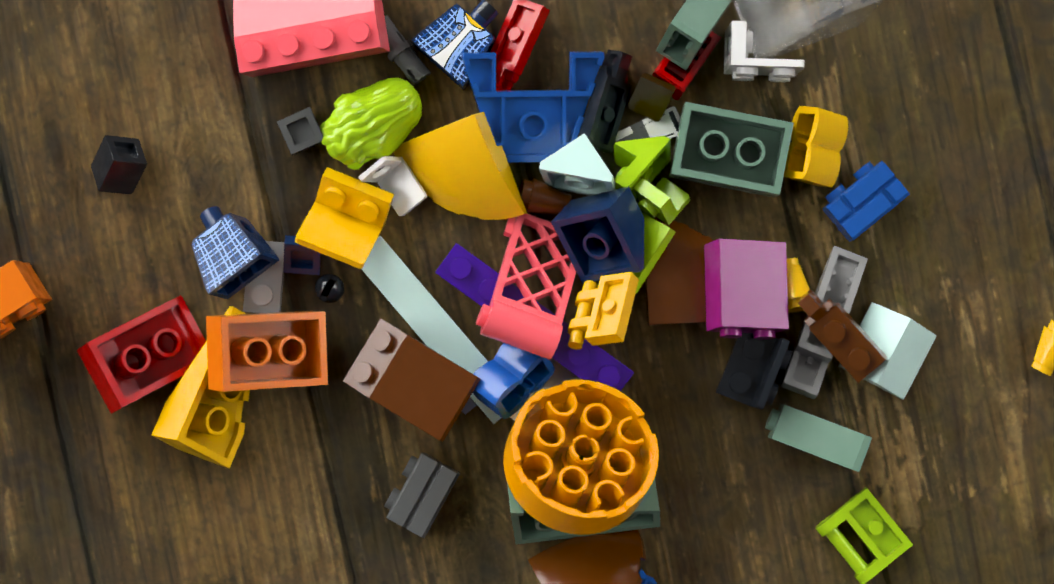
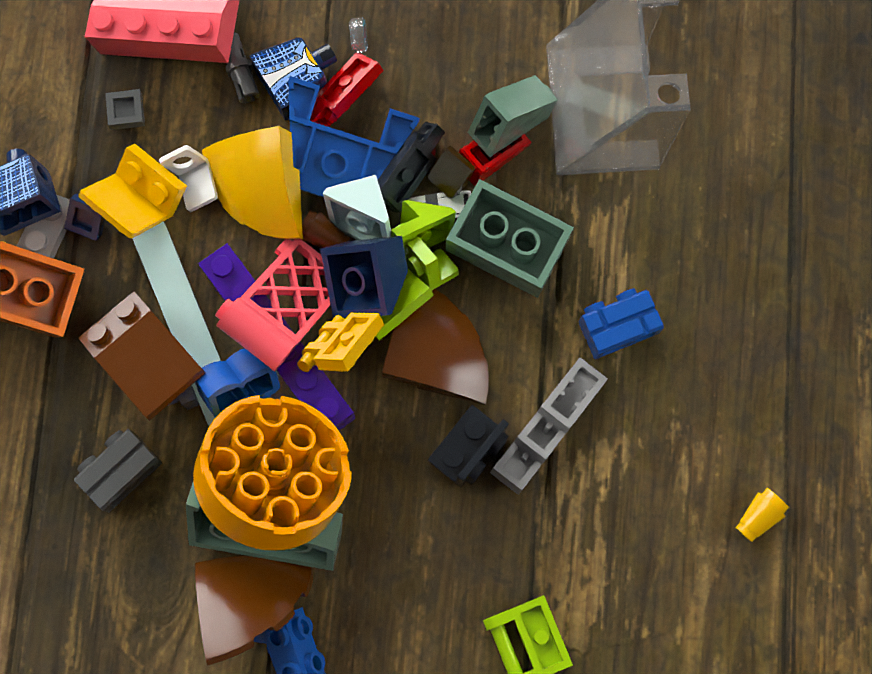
camera: 10 degrees right, 10 degrees down
(336, 292) = (105, 260): black hinge -> none
(371, 122) = (188, 115): lime hair -> none
(736, 61) = (549, 169): white bracket -> none
(746, 288) = (484, 367): brick -> none
(796, 285) = (529, 385): yellow cone -> none
(816, 146) = (588, 259): yellow brick -> none
(818, 437) = (510, 529): sand green slope -> none
(841, 336) = (561, 438): reddish brown hinge -> none
(902, 342) = (603, 470): light aqua slope -> none

